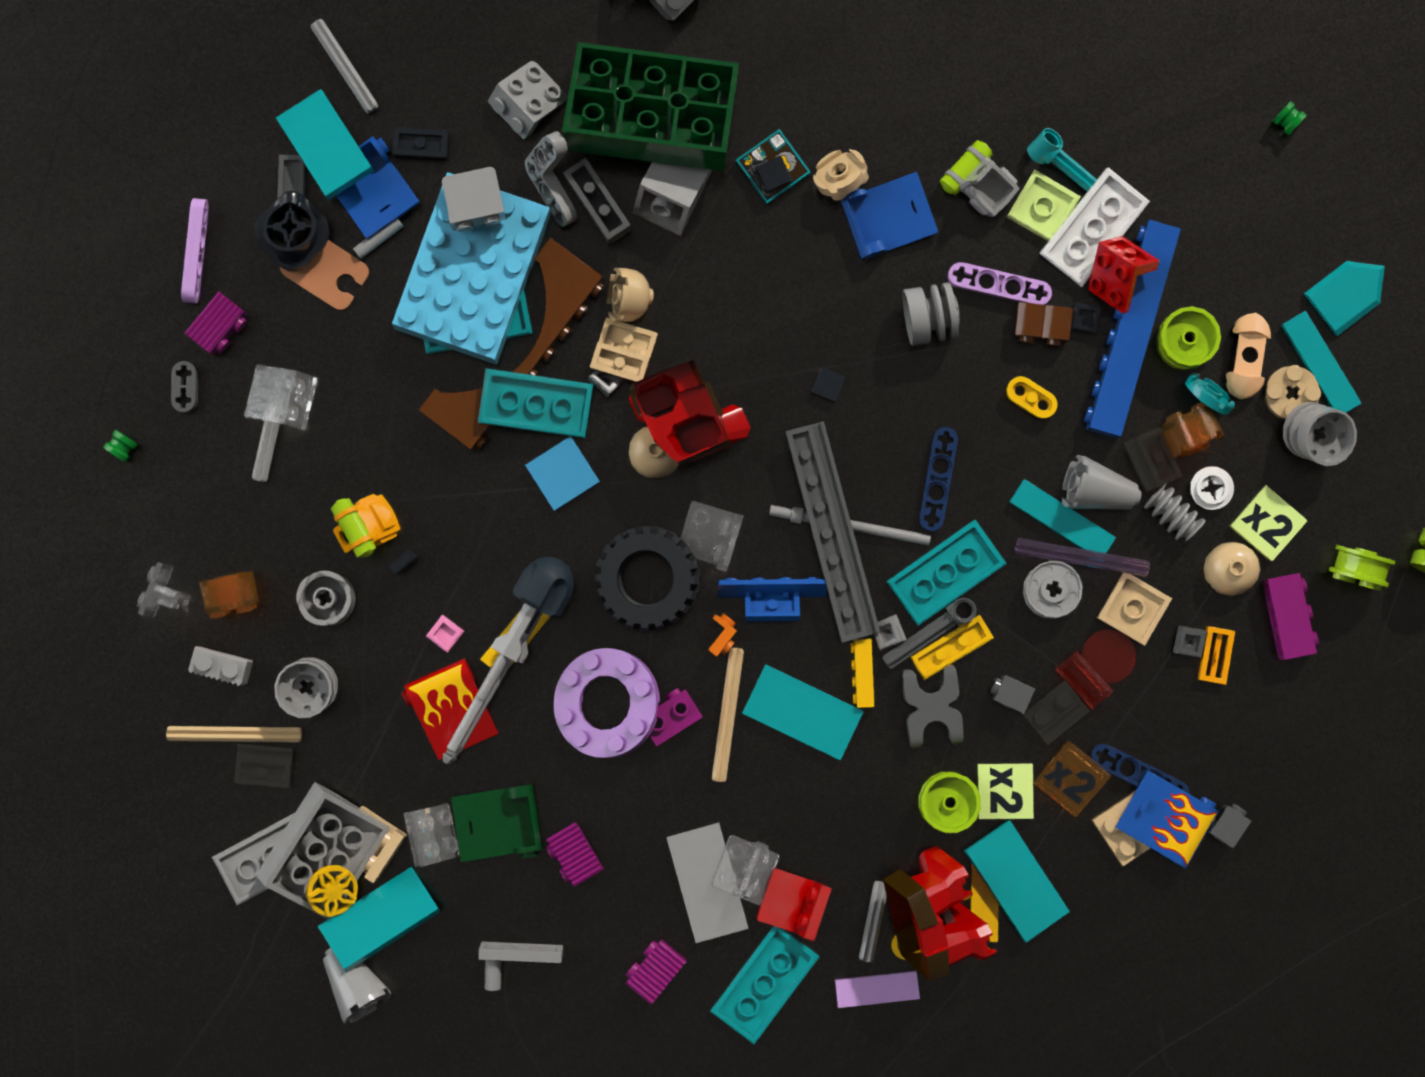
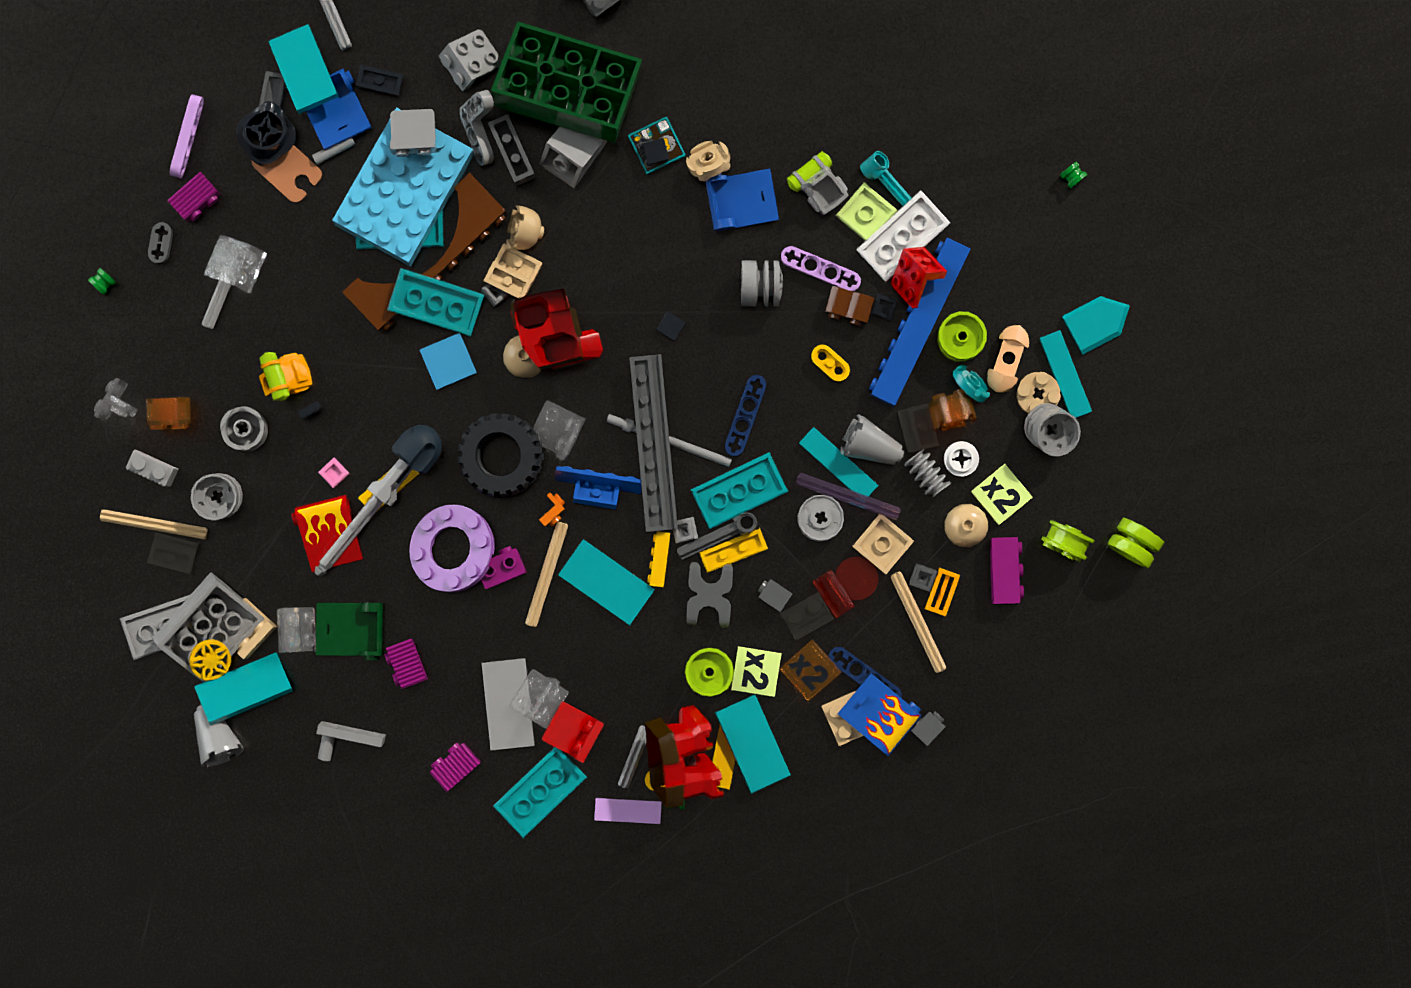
camera: 10 degrees right, 0 degrees up
(1193, 697) = (918, 622): none -> tan axle

